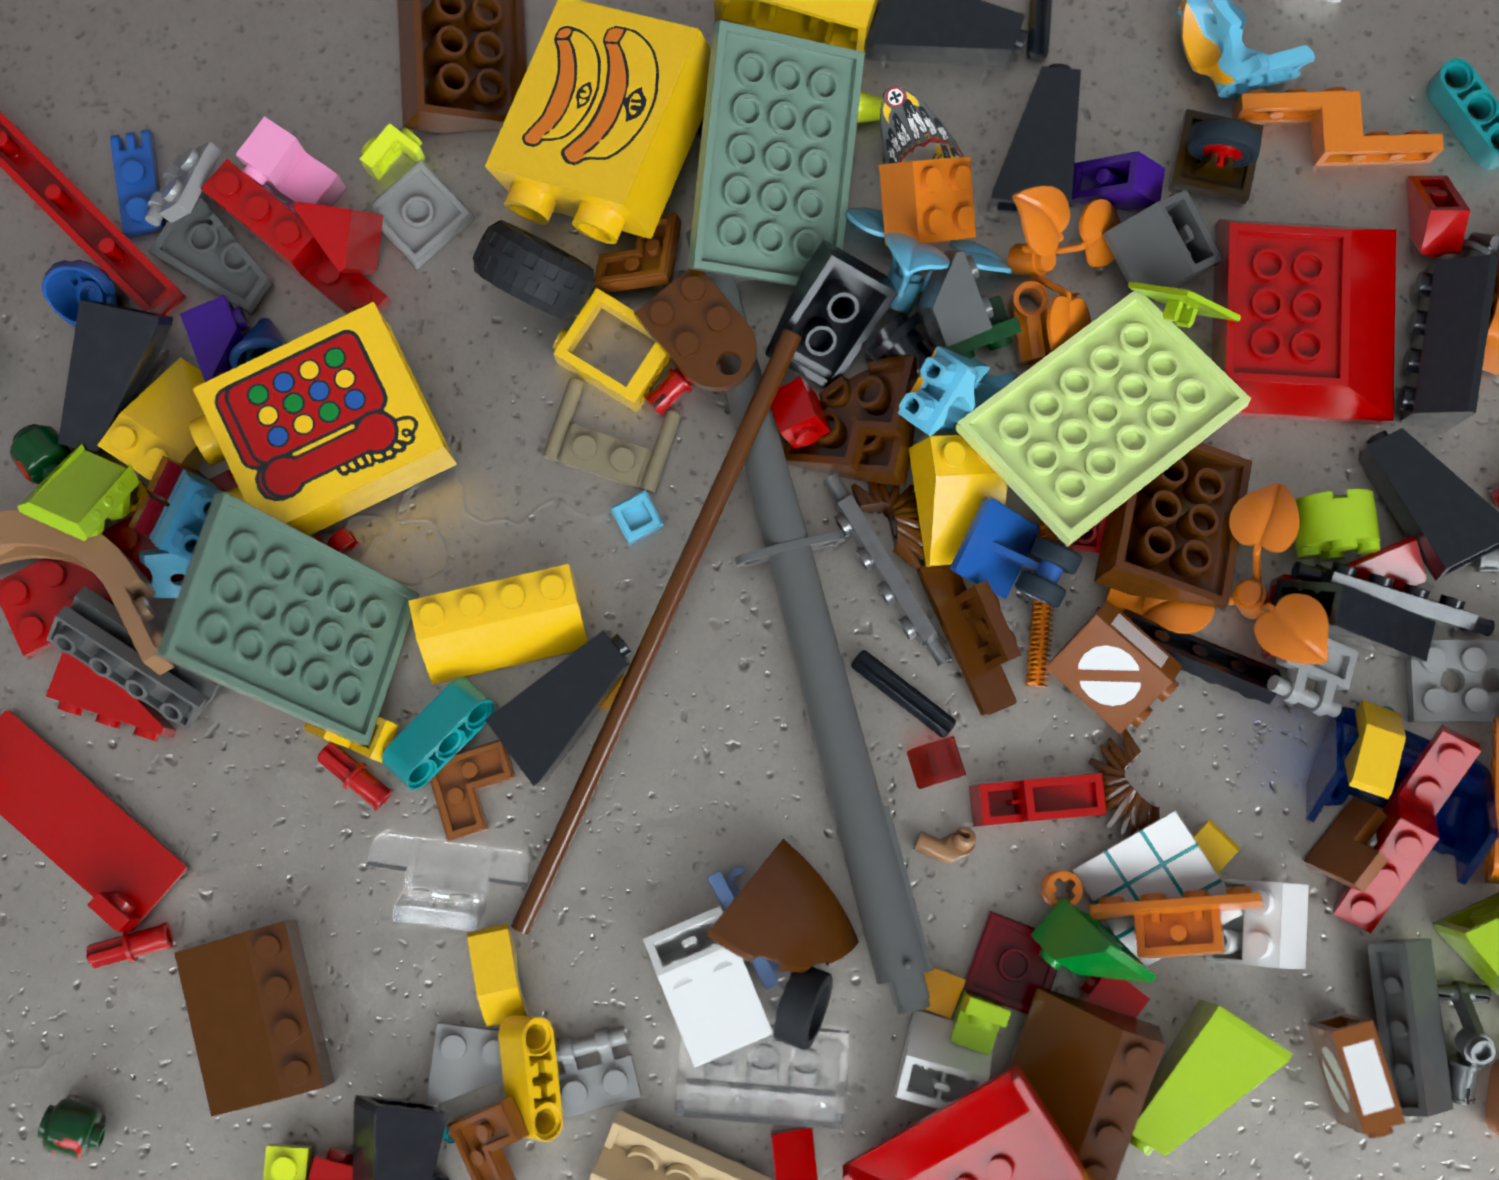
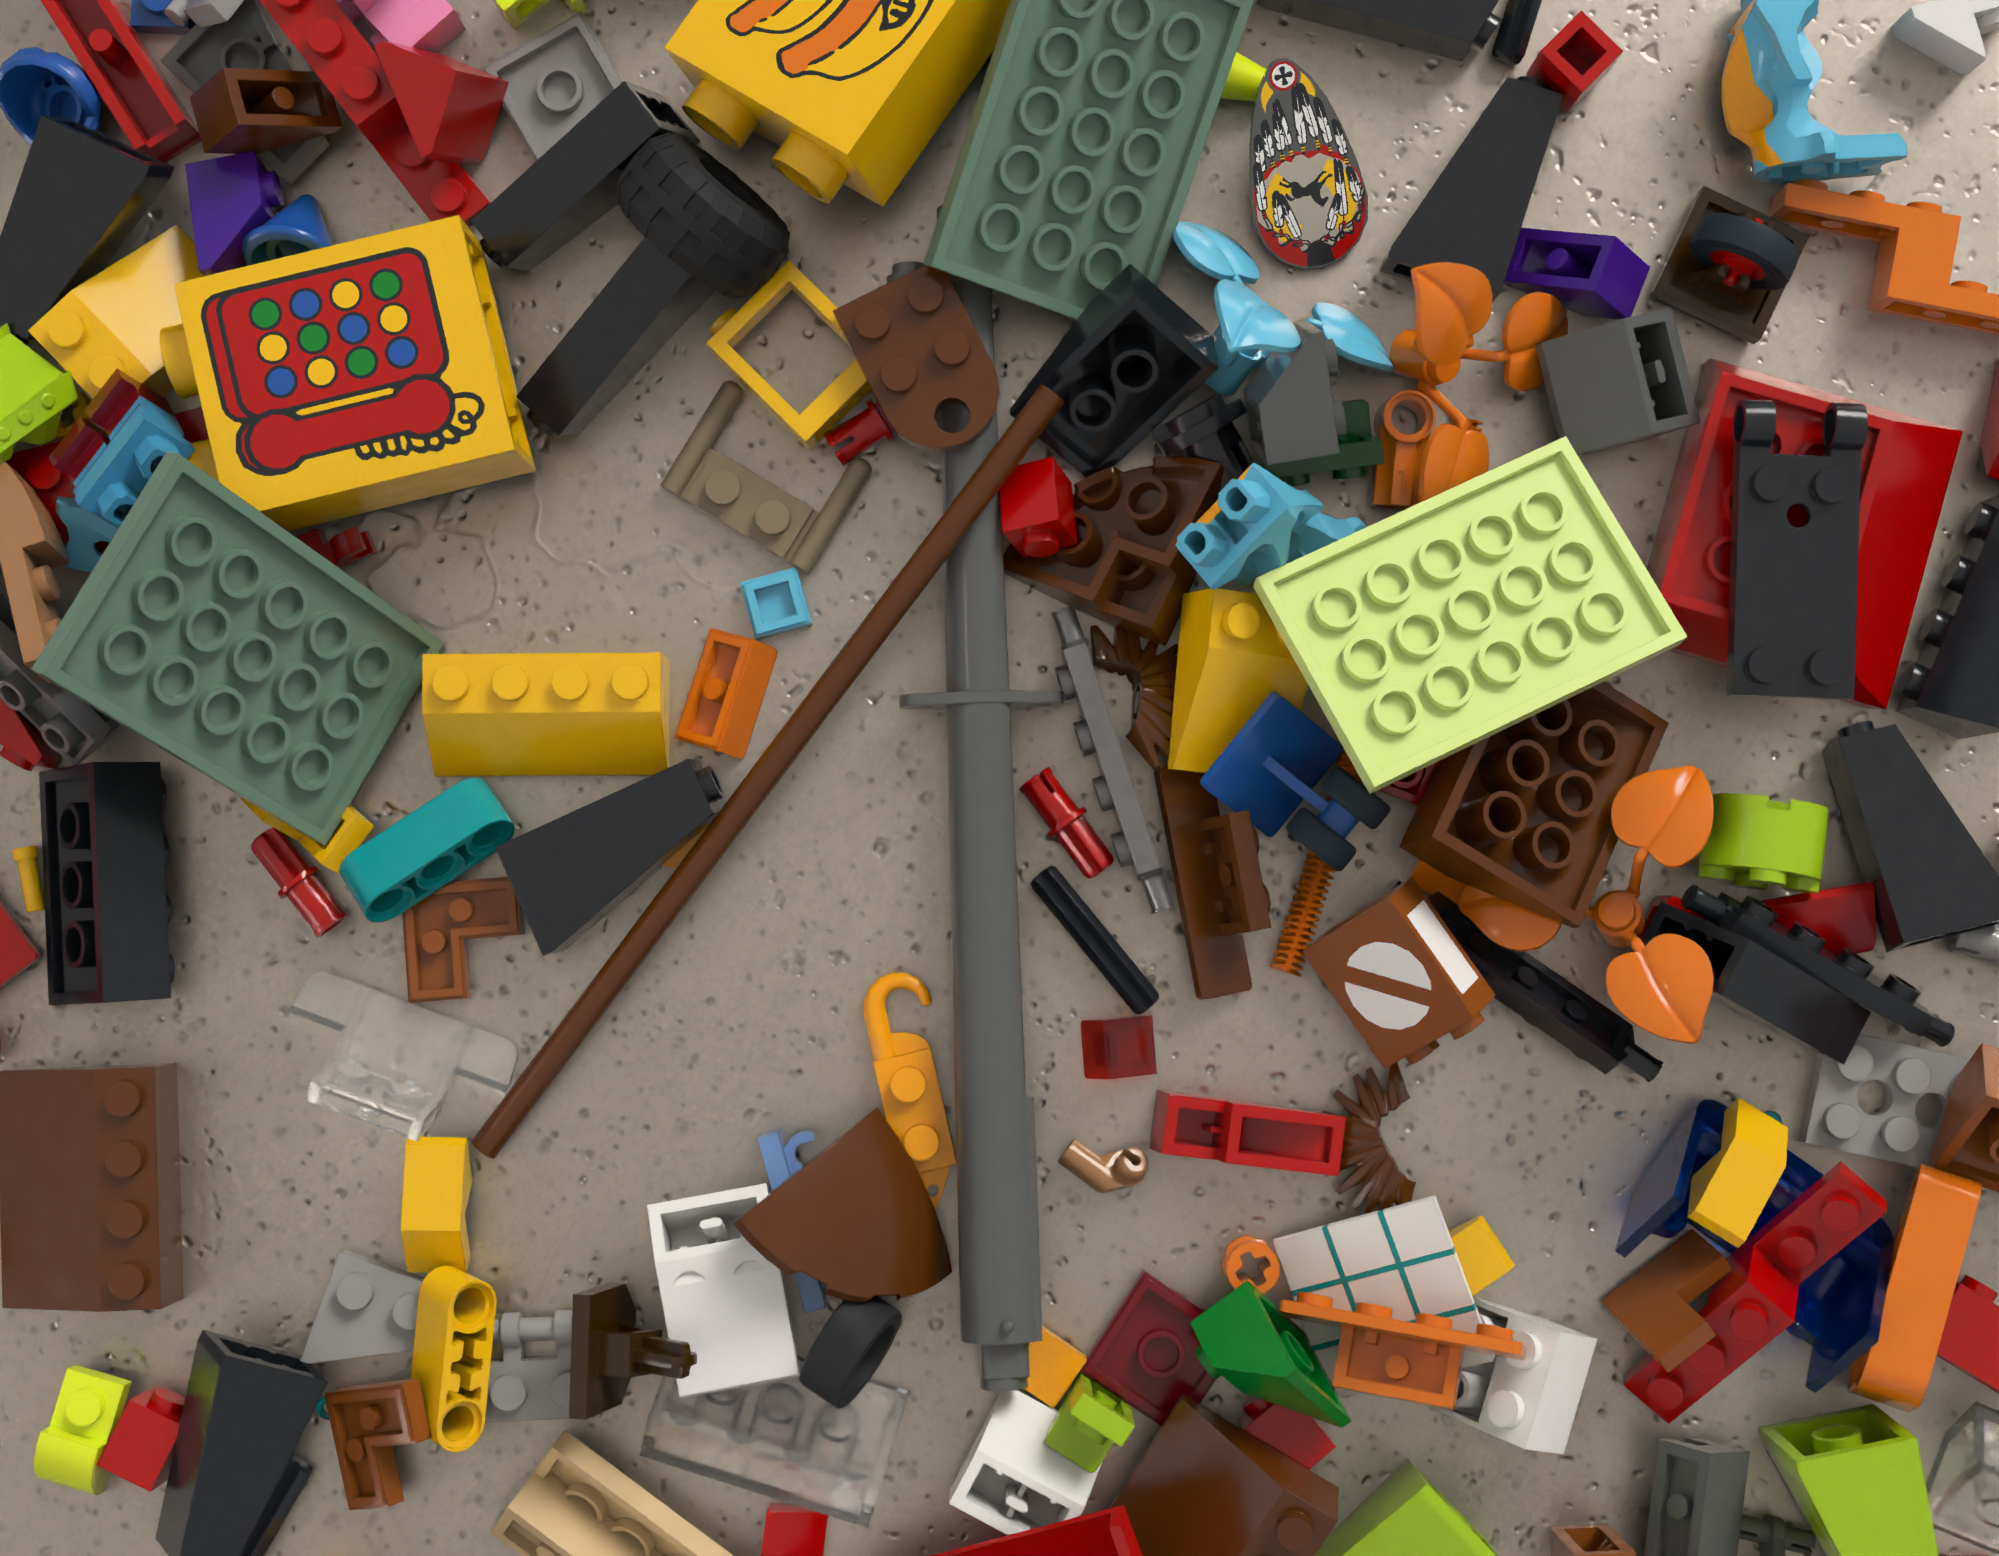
camera: 10 degrees right, 5 degrees up
(169, 815) = (29, 877): none -> yellow piece
(223, 806) = (105, 883): none -> black slope
(224, 266) = (262, 110): none -> reddish brown slope
(440, 268) = (574, 178): none -> black slope
(491, 365) = (612, 341): none -> black slope
(617, 584) = (726, 693): none -> orange slope
(639, 1045) = (612, 1349): none -> dark brown piece
(644, 266) = (864, 242): dark orange tile -> none
(801, 818) = (910, 1084): none -> light orange plate
(866, 619) = (1067, 823): none -> red axle
(928, 199) = (1295, 240): orange piece -> none
(1083, 46) = (1575, 60): none -> red brick
(1183, 304) = (1621, 481): lime piece -> none
(1314, 348) = (1789, 583): none -> black hinge
(1329, 676) = (1678, 1087): light grey plate -> none

